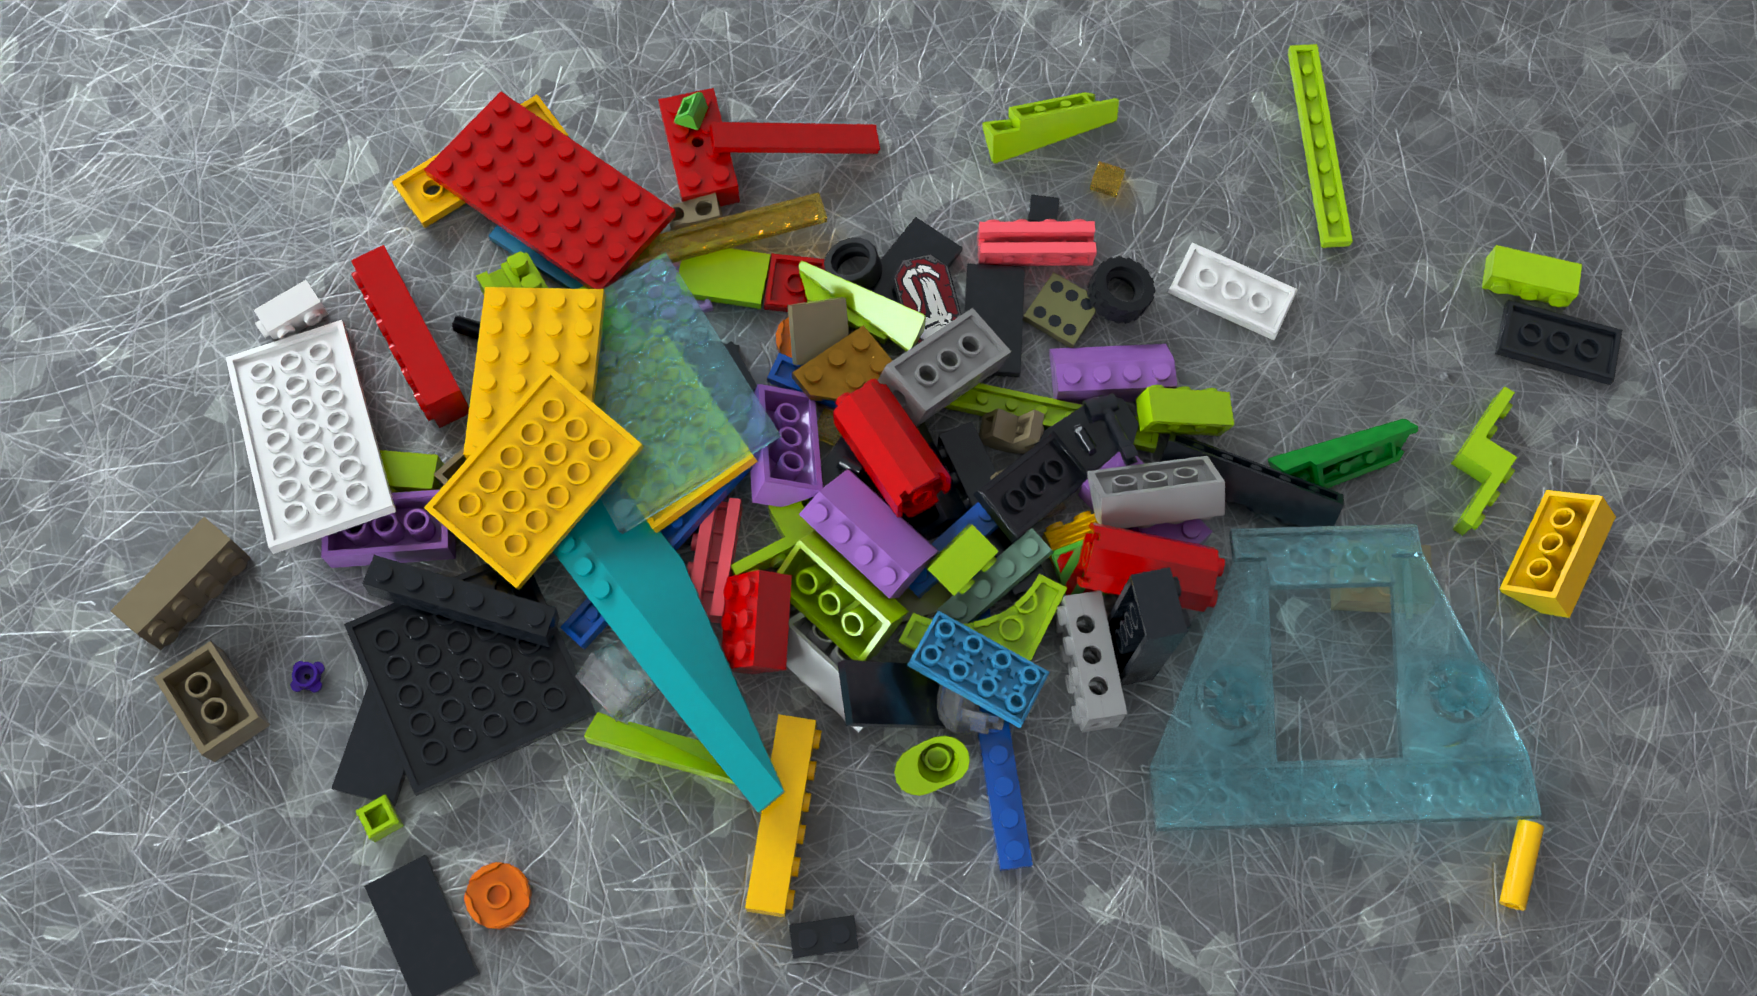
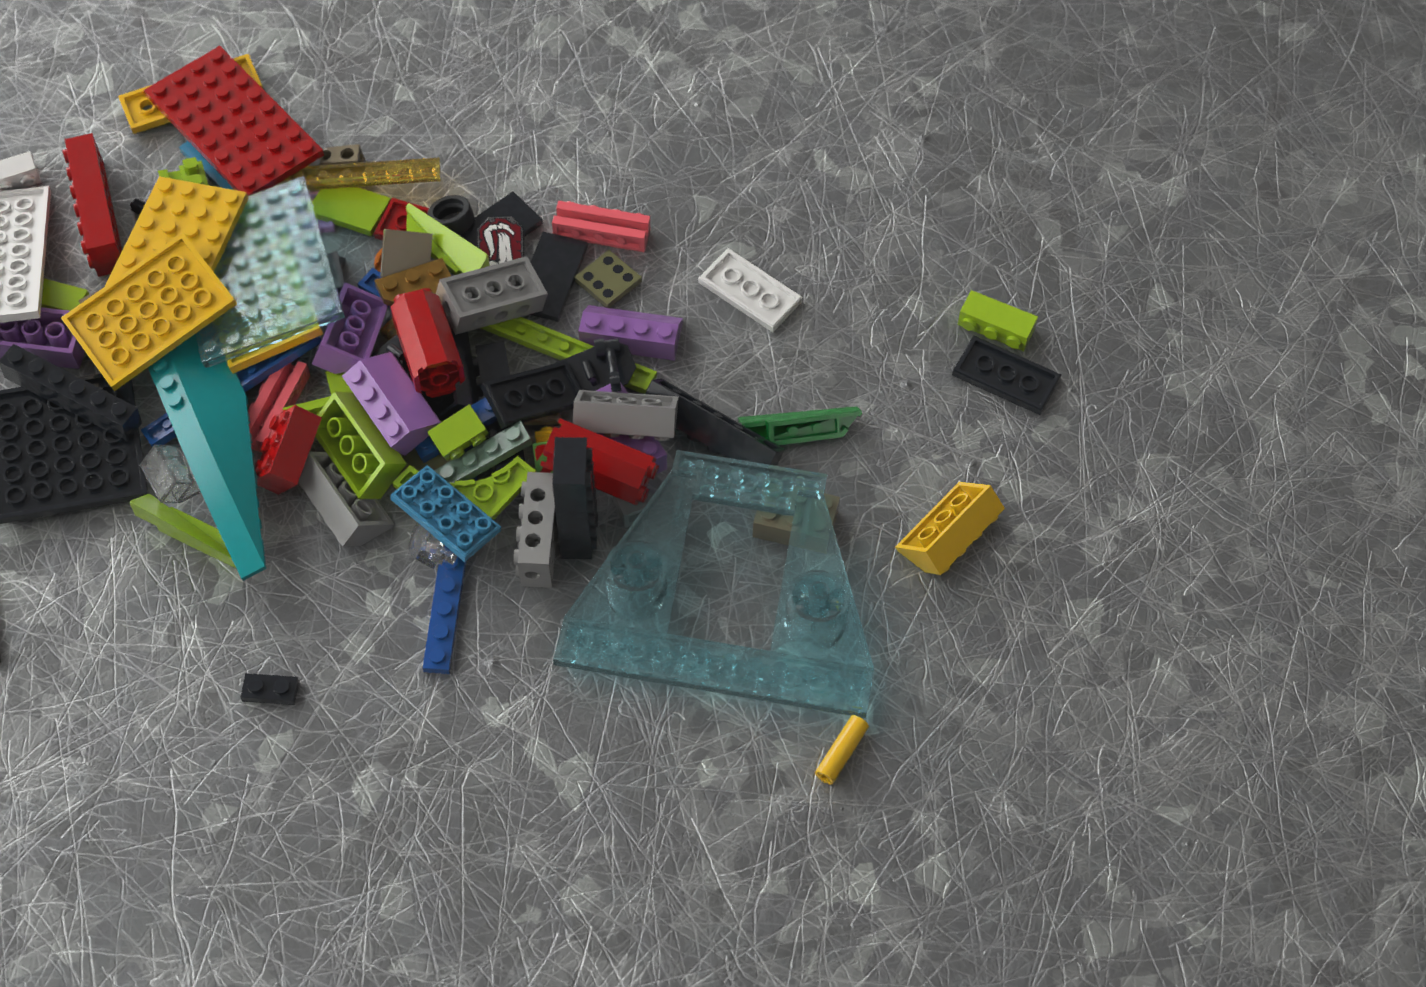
camera: 15 degrees right, 10 degrees down
(498, 895) = (32, 609): orange tile -> none
(692, 111) = (358, 81): bright green slope -> none
(695, 164) = (359, 111): red brick -> none
(781, 821) = (264, 596): yellow brick -> none
(794, 138) = (434, 116): red tile -> none
(887, 695) = (369, 519): black tile -> none
(931, 765) = (390, 579): lime piece -> none
(1011, 433) = (531, 354): dark tan brick -> none
(1043, 208) = (618, 201): black tile -> none
(1045, 123) = (640, 142): lime wedge -> none
(1107, 179) = (676, 191): clear yellow tile -> none
(1132, 274) = (660, 255): black tyre -> none
(1184, 411) = (676, 365): lime brick -> none
(1319, 146) = (855, 196): lime plate -> none
(1485, 462) = (911, 449): lime bracket -> none

